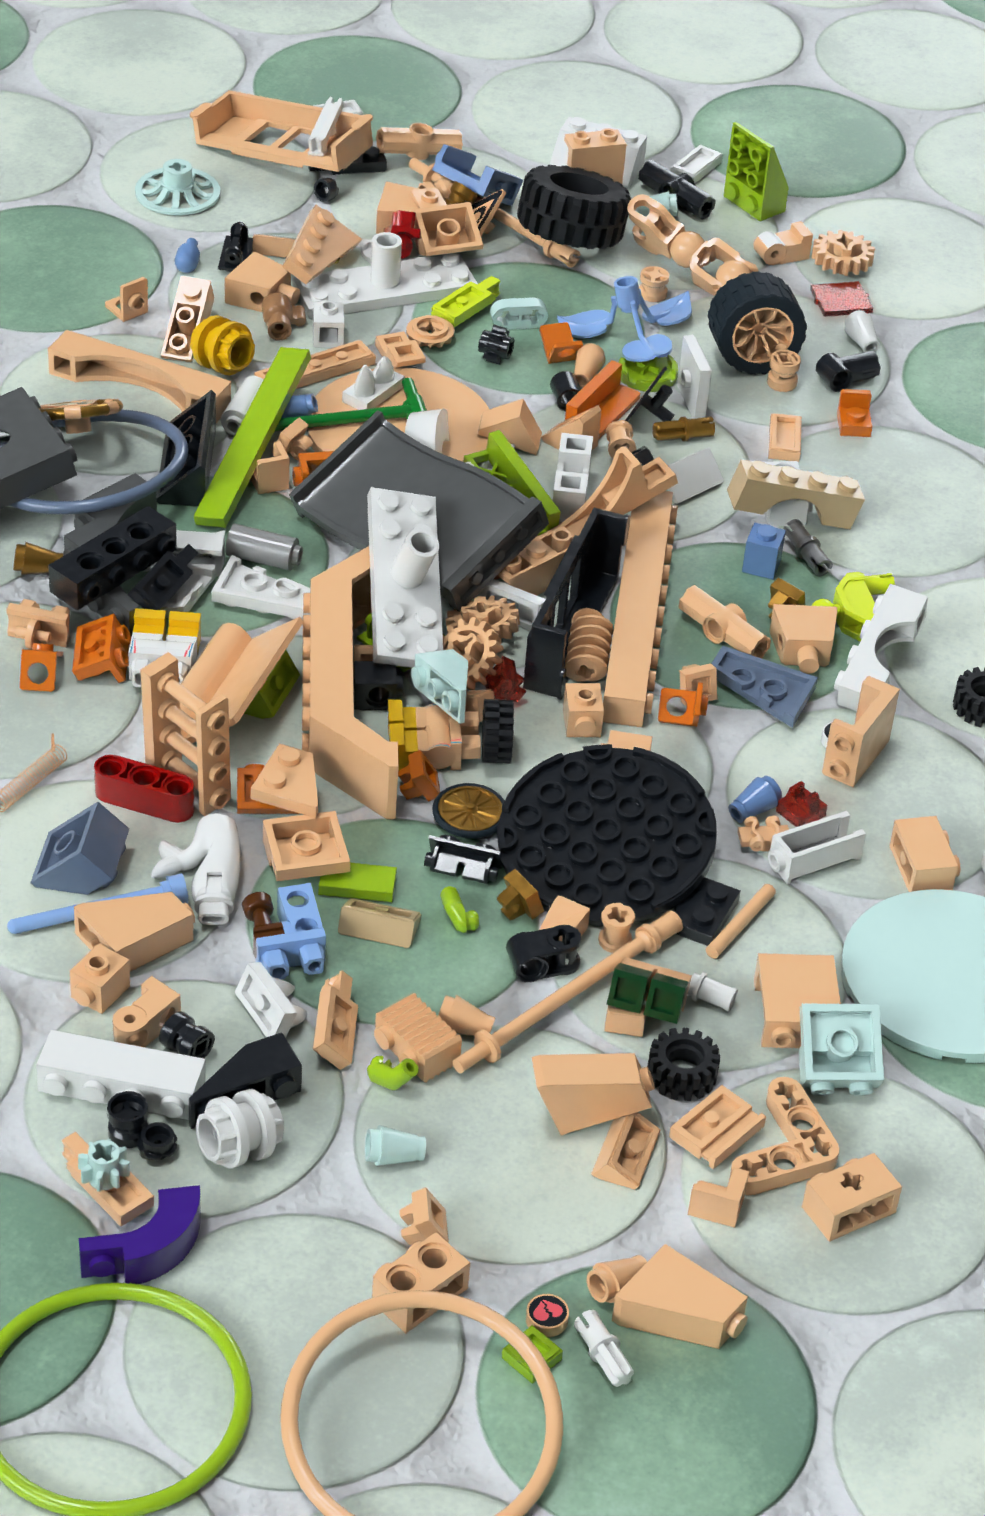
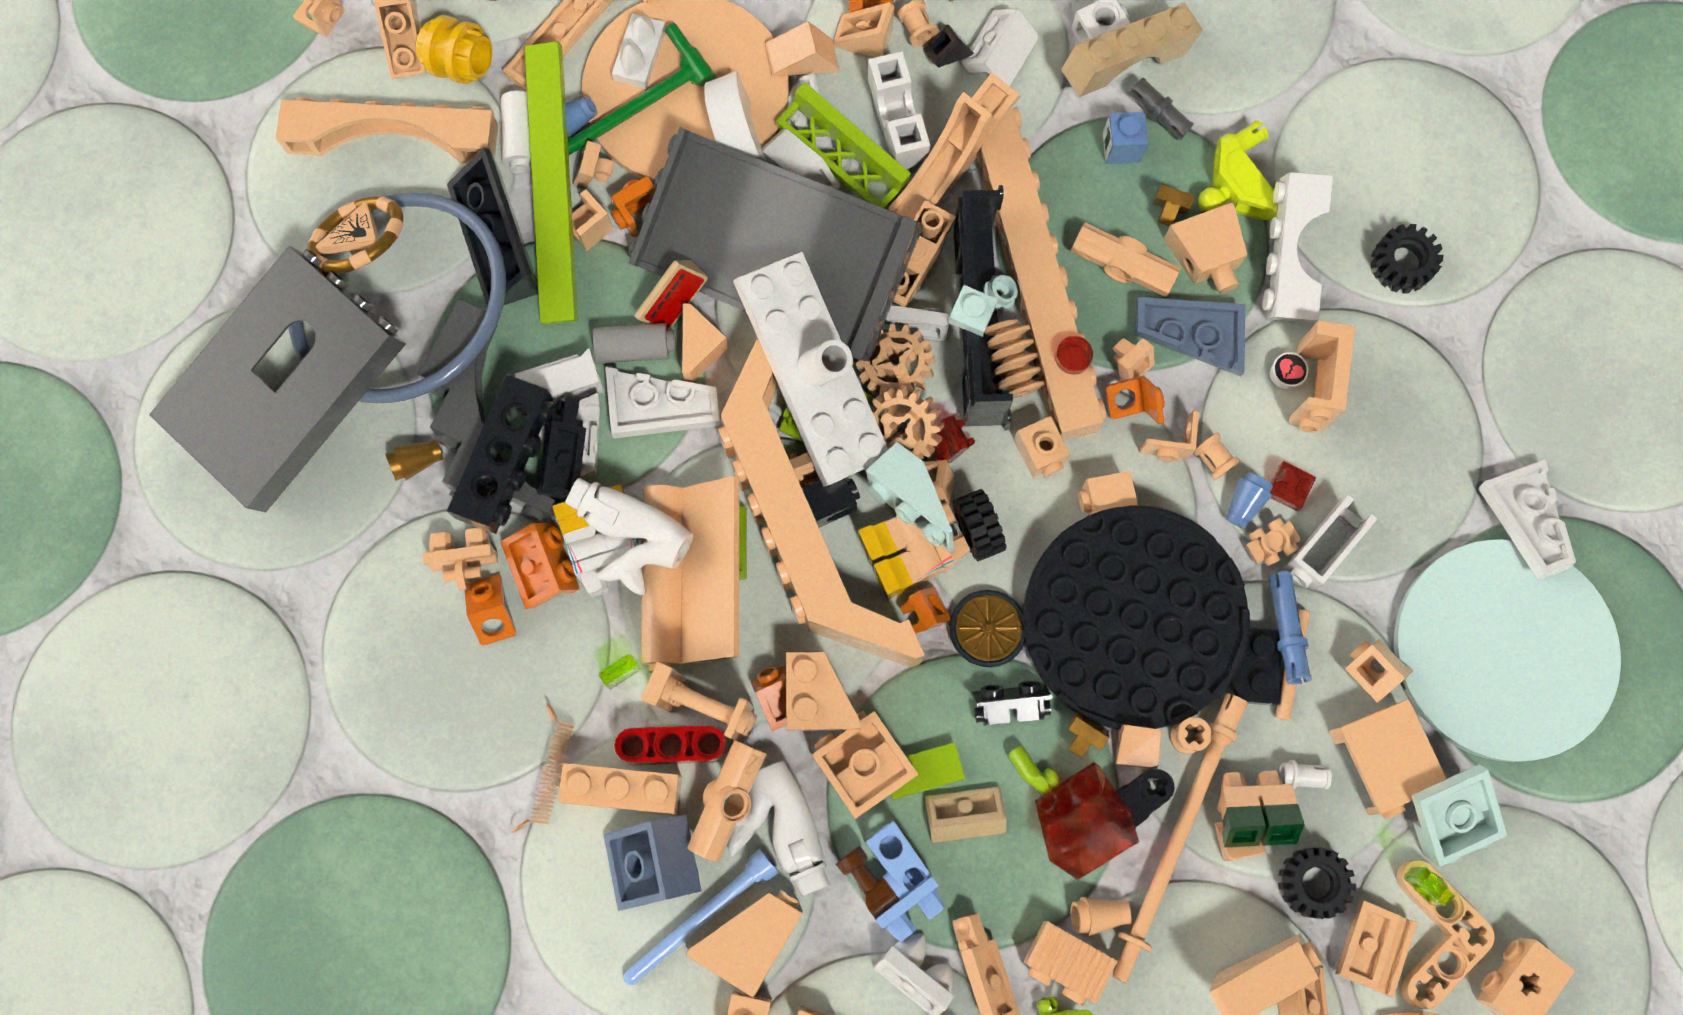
camera: 20 degrees left, 35 degrees up
(56, 785) = (620, 789): none -> light nougat arch
(126, 731) = (619, 671): none -> clear neon green tile
(156, 831) = (719, 819): none -> light nougat piece
(204, 632) = (627, 517): none -> white piece
(315, 521) = (676, 287): none -> slope
(318, 557) = (701, 343): none -> light nougat slope
(483, 942) = (1085, 822): none -> clear red slope
(560, 570) = (973, 310): none -> light aqua plate
(604, 604) = (1006, 286): none -> light aqua plate
(640, 649) = (1074, 355): none -> clear red tile
(703, 745) = (1170, 450): none -> light nougat bracket
(740, 763) = (1216, 456): none -> light nougat bush
(745, 890) = (1291, 640): none -> medium blue pin
(786, 1082) = (1429, 886): none -> clear neon green tile
(818, 935) = (1374, 681): none -> light nougat brick
(924, 854) = (1431, 510): light nougat brick -> none

